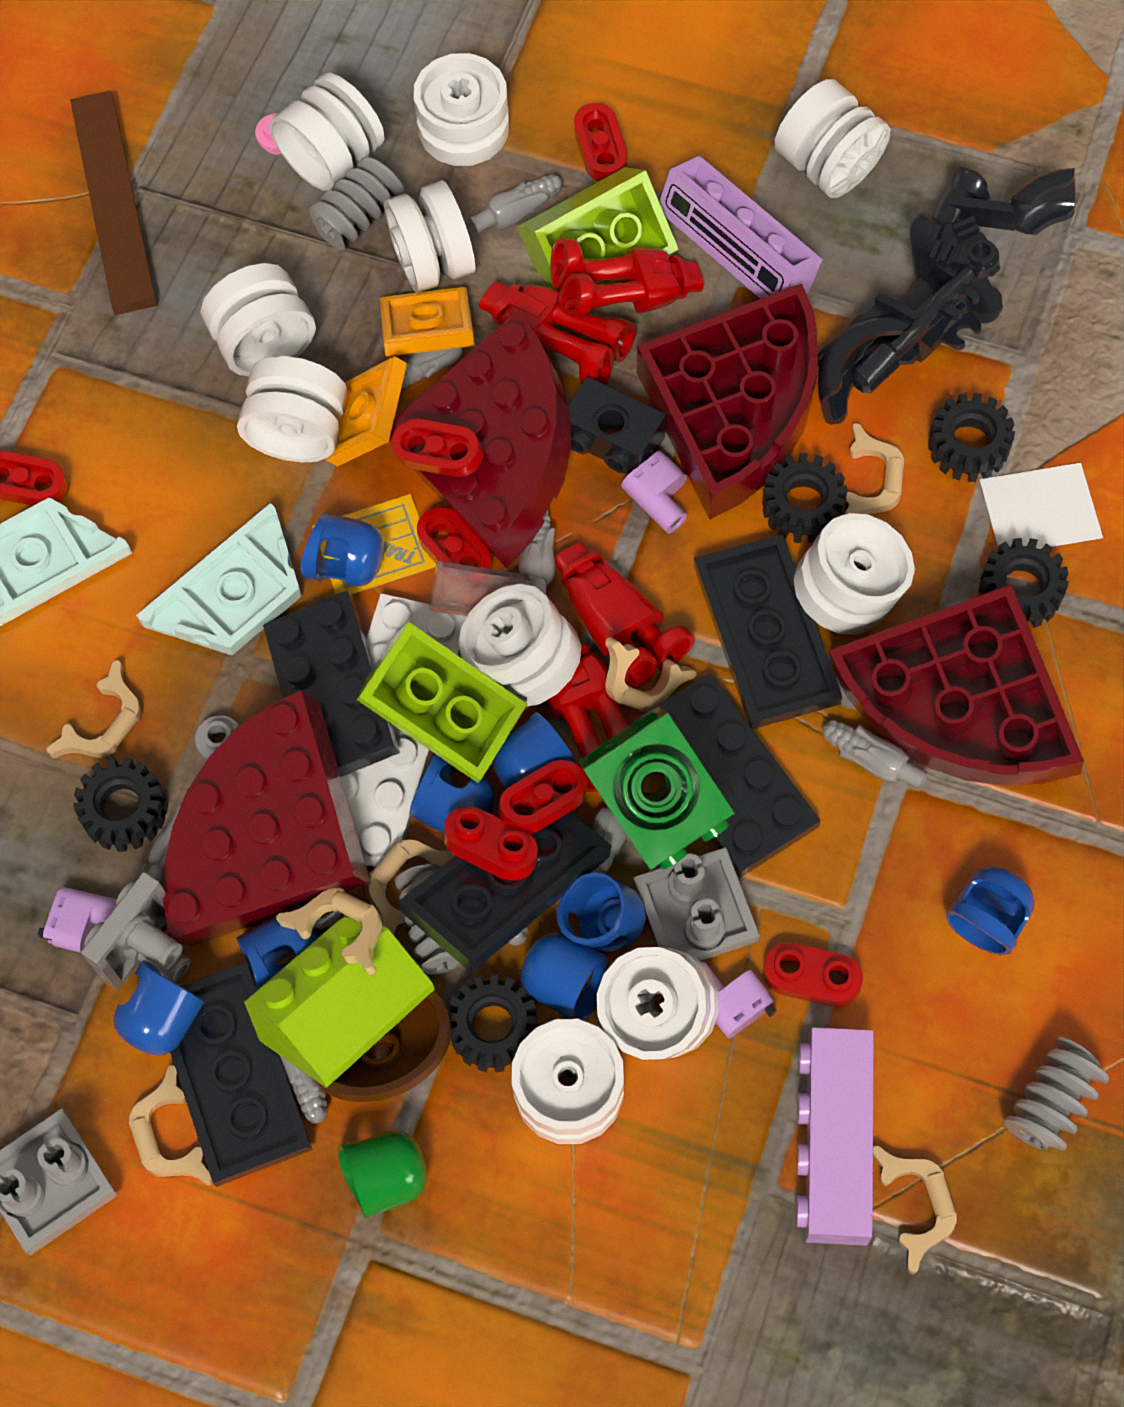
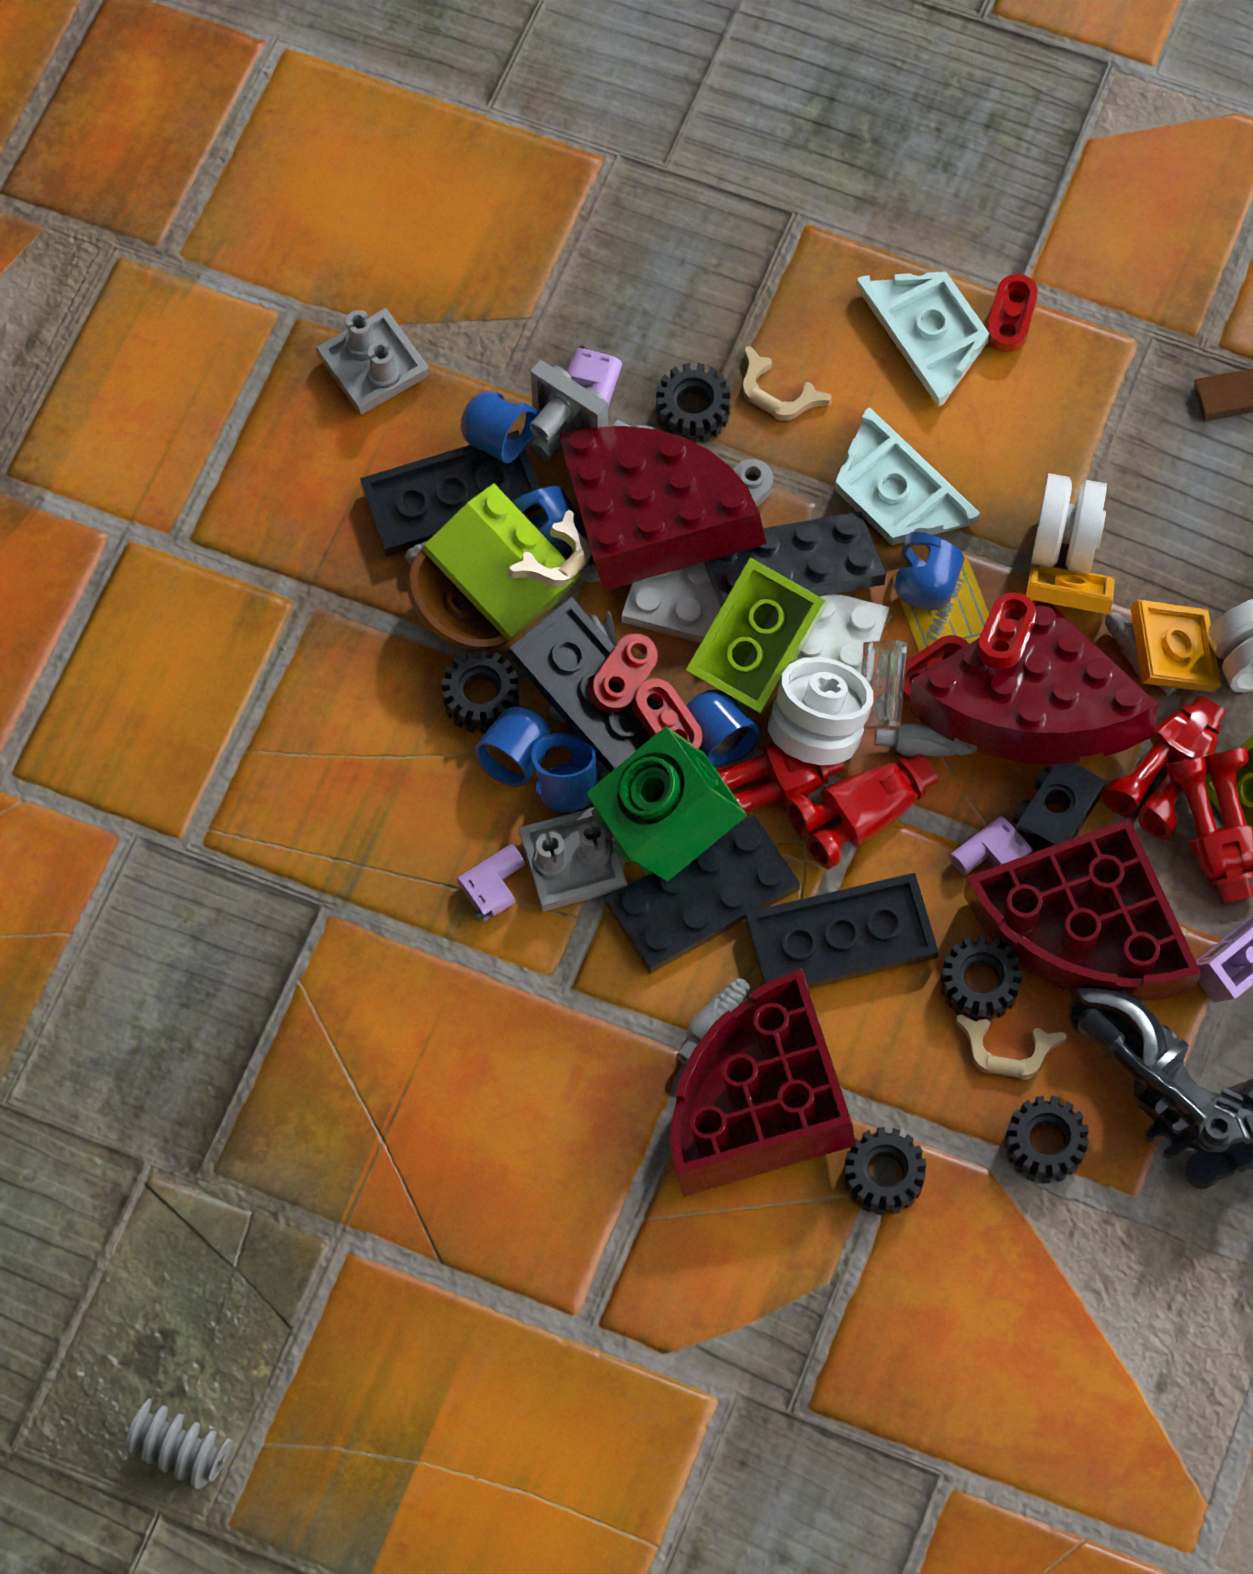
camera: 90 degrees right, 0 degrees up
(145, 1139) = (416, 429): tan helmet -> none
(257, 317) = (1167, 493): white wheel -> none
(383, 1171) = (357, 601): green helmet -> none
(388, 868) = (610, 599): tan helmet -> none
(439, 796) = (675, 656): blue helmet -> none
(574, 1051) = (420, 742): white wheel -> none
(615, 684) = (774, 826): tan helmet -> none
(628, 1006) = (481, 812): white wheel -> none
(812, 978) = (509, 952): red plate -> none
(838, 1137) = (362, 957): lavender brick -> none
(853, 574) = (861, 1010): white wheel -> none
(939, 1195) = (305, 1042): tan helmet -> none
(992, 909) = (557, 1105): blue helmet -> none
(1042, 506) = (973, 1205): white sticker -> none
(1056, 1096) = (379, 1143): light grey piece -> none

